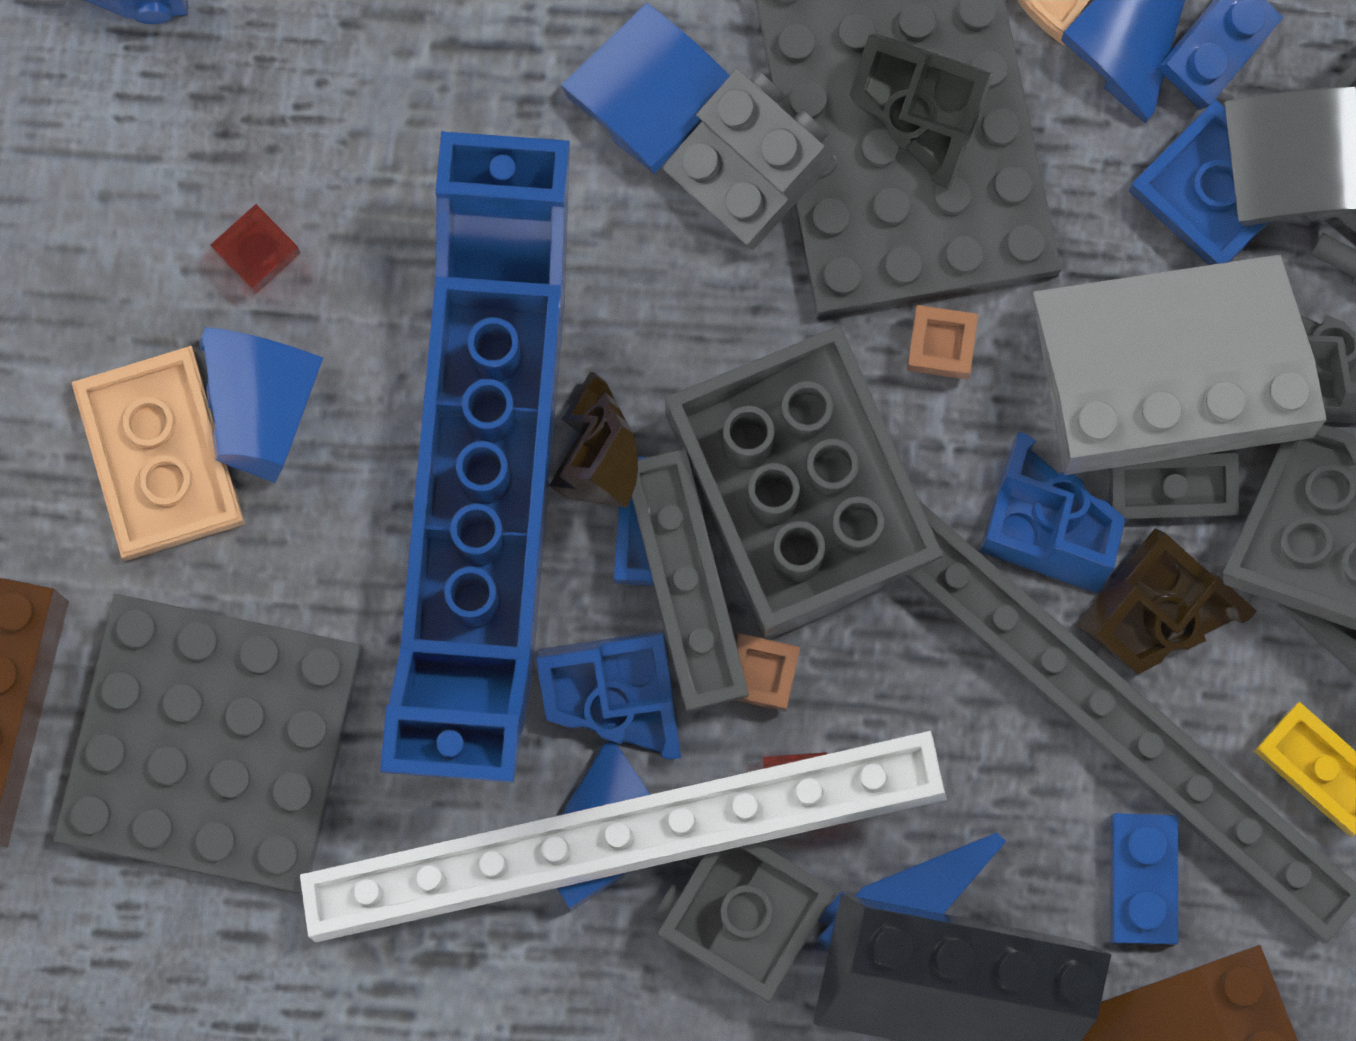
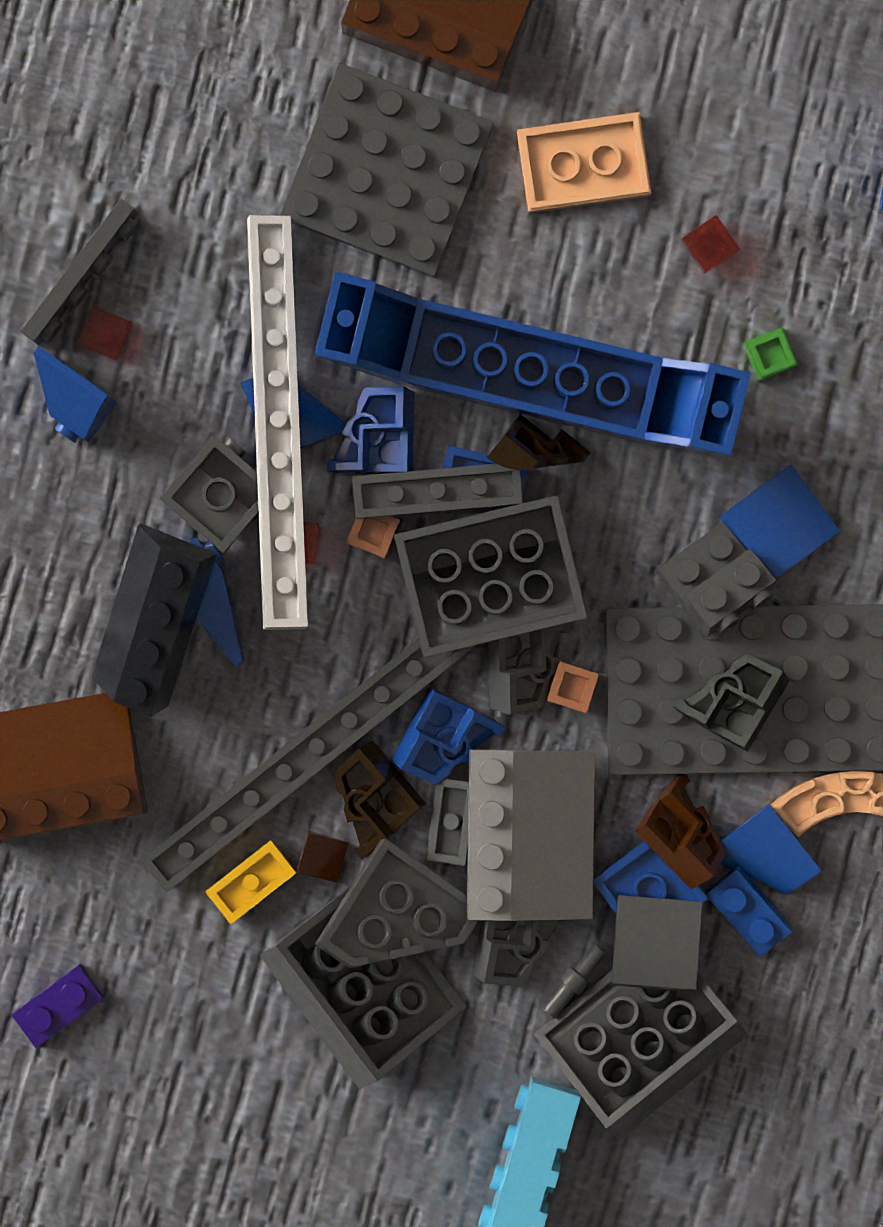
camera: 100 degrees right, 10 degrees up
(255, 398) = (607, 230): blue slope -> none
(403, 141) = (770, 354): none -> bright green tile
(937, 420) = (522, 669): none -> dark grey slope
(1130, 148) = (682, 834): none -> reddish brown slope
(1144, 879) = (201, 753): blue plate -> none
(1264, 671) = (322, 856): none -> reddish brown slope

